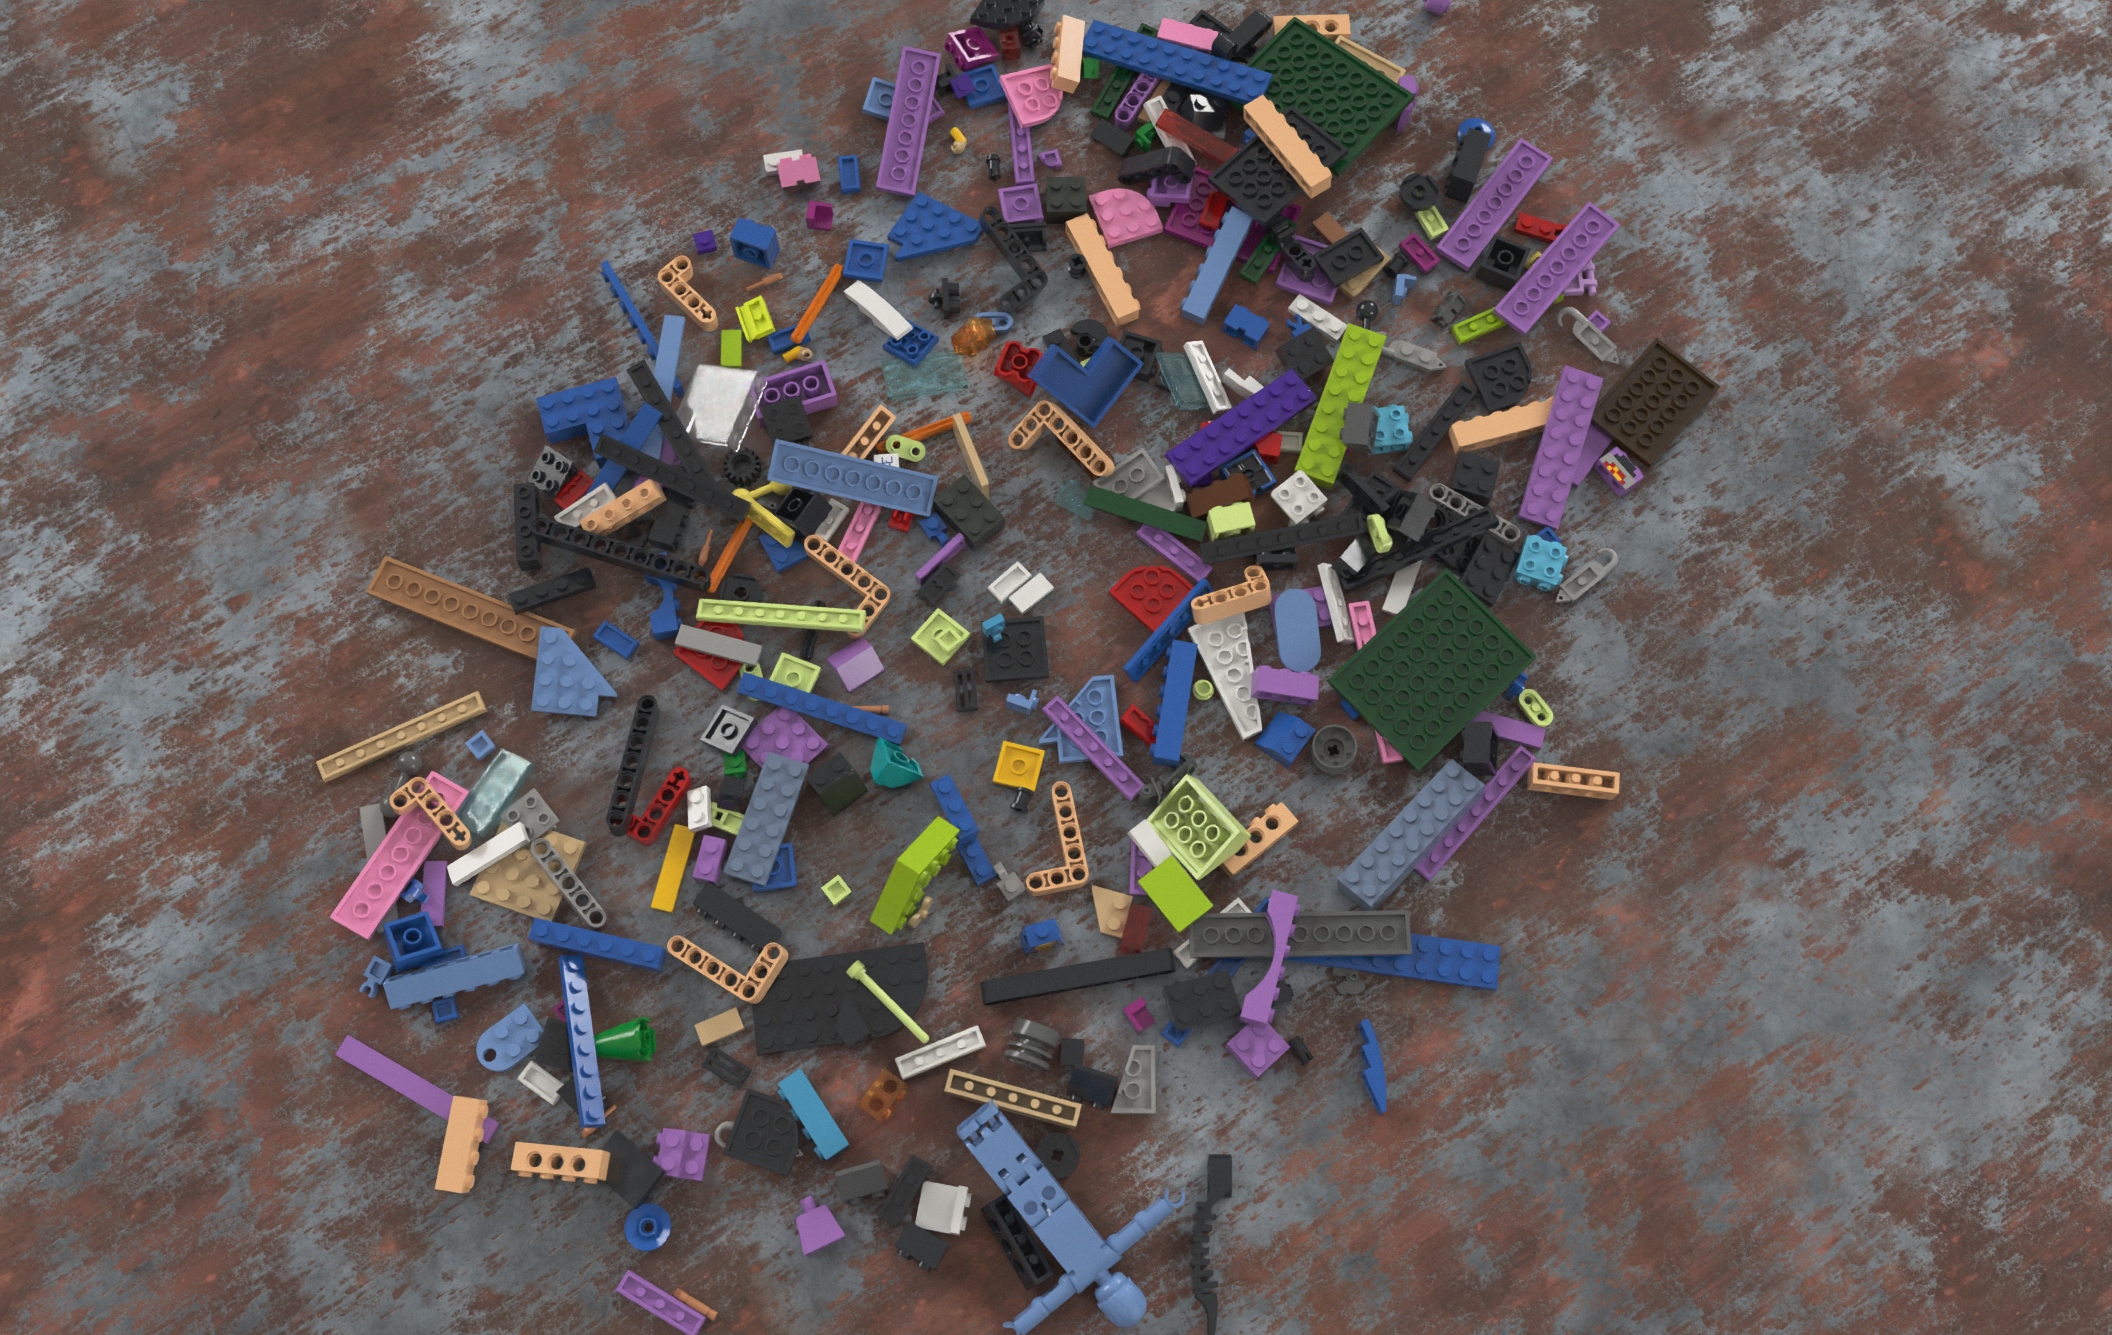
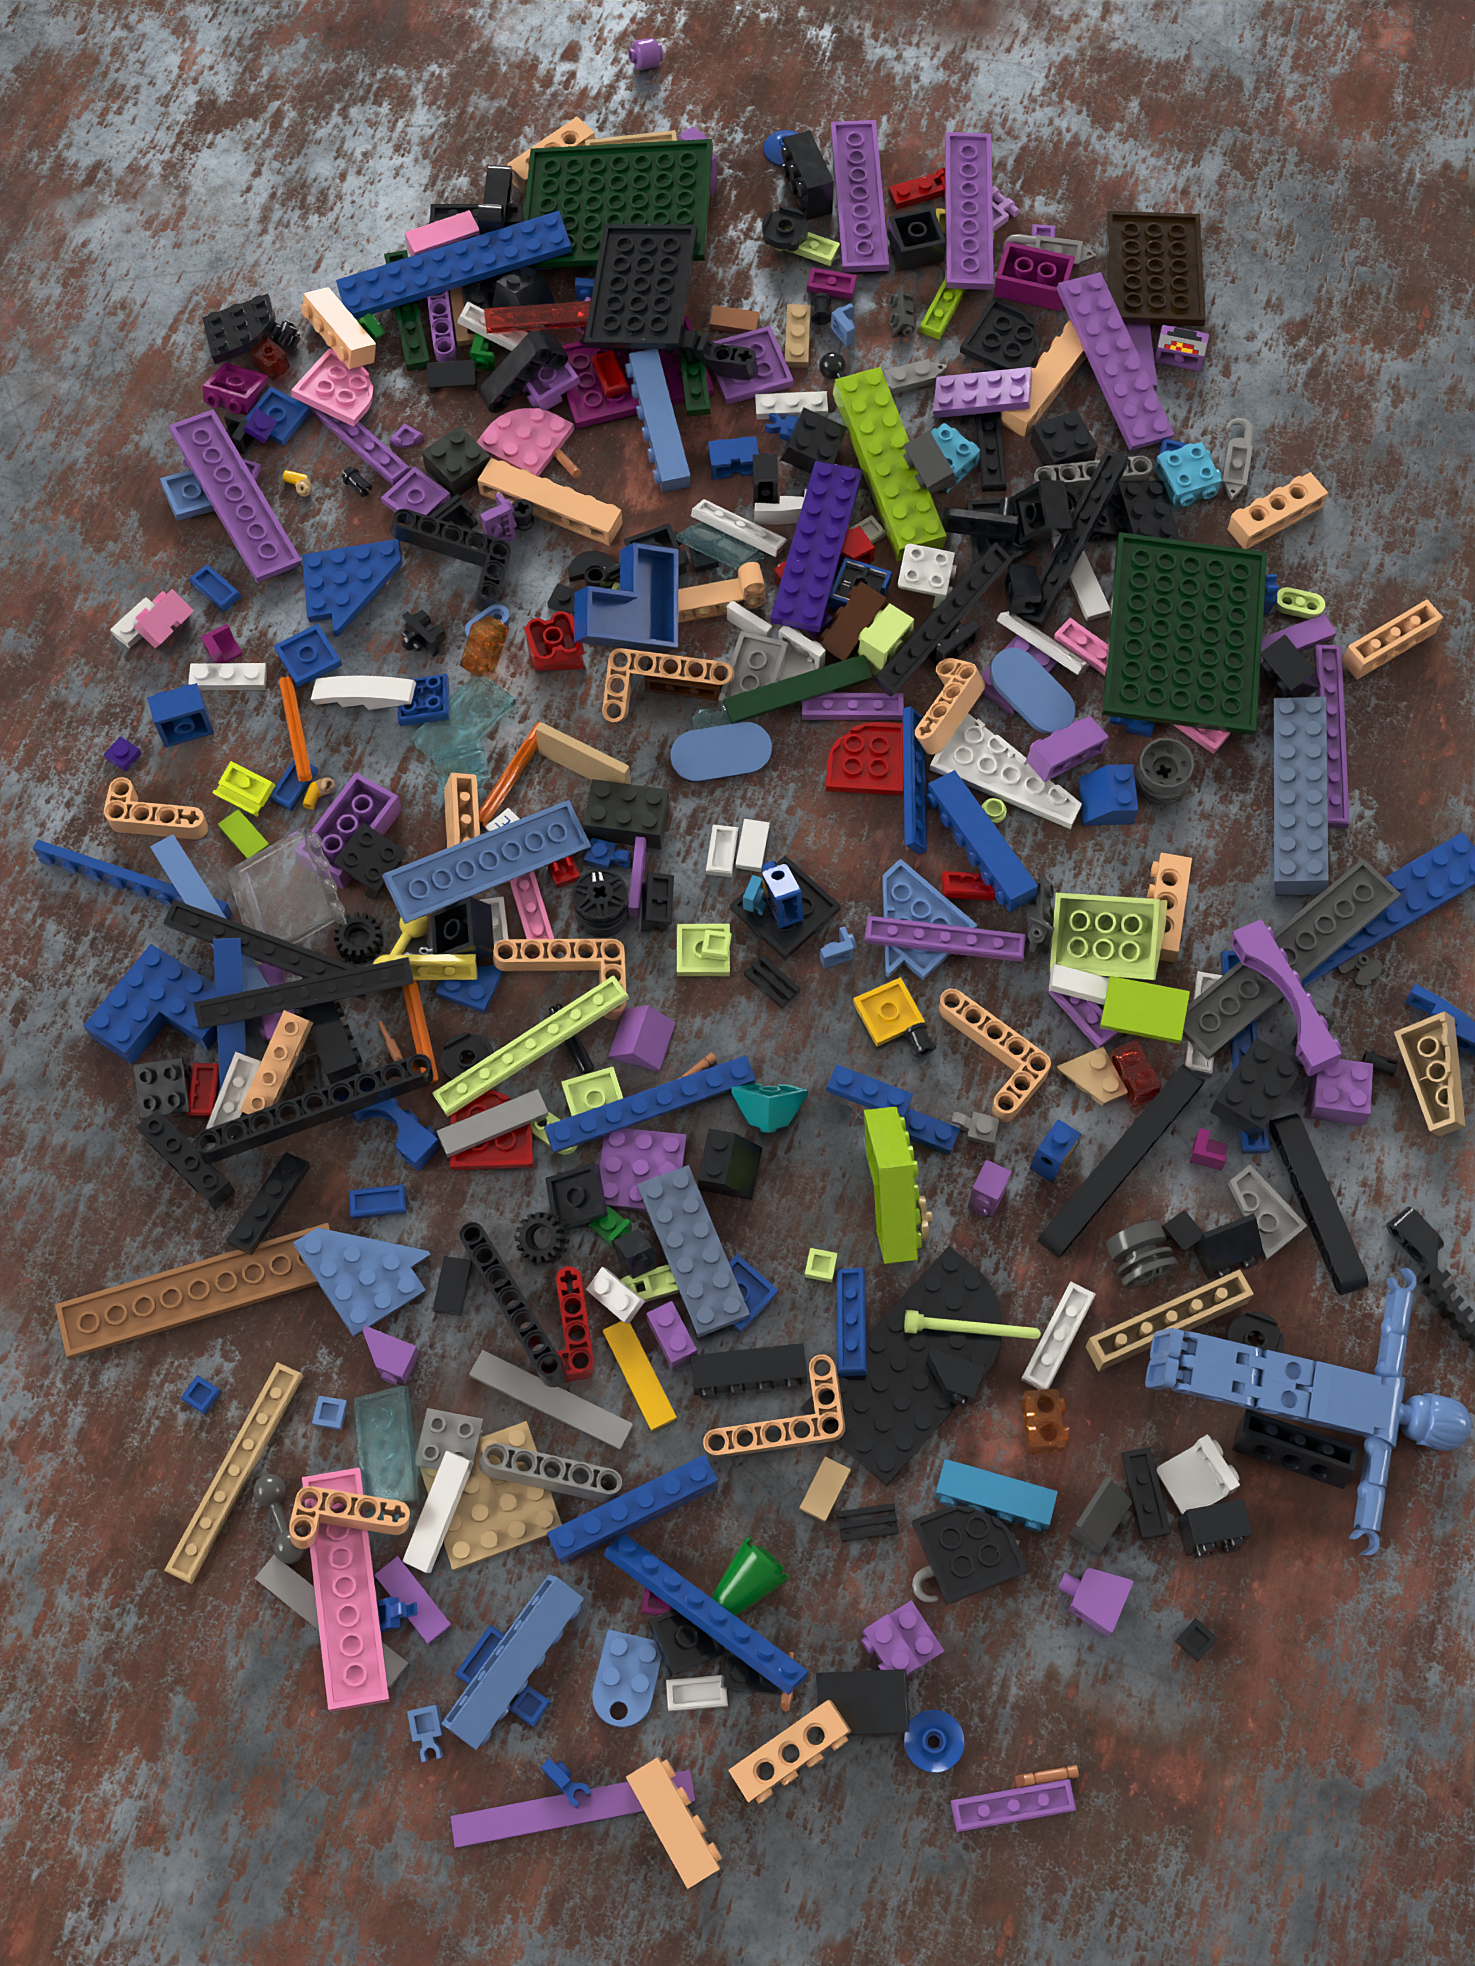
camera: 35 degrees left, 5 degrees down
(411, 941) = (435, 1664): blue slope -> none
(421, 675) = (201, 1395): none -> blue tile
(424, 1063) = (559, 1775): none -> blue plate
(541, 739) = (391, 1355): none -> medium lavender slope
(611, 846) = (551, 1400): none -> light grey tile
(613, 726) = (452, 1286): none -> black tile
(678, 734) = (527, 1232): none -> black tyre
(766, 281) = (221, 746): nougat piece -> none
(808, 238) = (229, 676): none -> white plate
(822, 940) = (851, 1322): none -> blue tile
(854, 1302) = (1196, 1640): none -> black plate
(898, 401) = (463, 759): none -> clear light blue bracket
(901, 569) = (603, 915): none -> black wheel
(905, 448) = (508, 798): yellowish green plate -> none
(975, 927) = (989, 1189): none -> medium lavender brick
(1014, 639) = (782, 886): none -> blue torso
(1055, 261) = (499, 520): none -> medium lavender bracket
(1063, 517) = (721, 751): none -> medium blue tile
(1136, 251) = (567, 463): none -> nougat wheel
(1153, 415) = (713, 598): none -> light nougat beam
(1157, 445) = (747, 620): none -> white tile
(1176, 1106) = (1318, 1204): none -> black beam
(1249, 357) = (765, 478): none -> black brick
(1287, 146) = (638, 259): light nougat brick -> none
(1327, 1085) = (1434, 1069): none -> tan wedge
(1348, 257) = (775, 328): black plate -> none
(1378, 533) = (1027, 549): yellowish green plate -> none
(1450, 403) = (983, 392): none -> medium lavender plate
(1547, 635) = (1309, 498): none -> light nougat brick
(1559, 344) = (1032, 275): none -> magenta brick

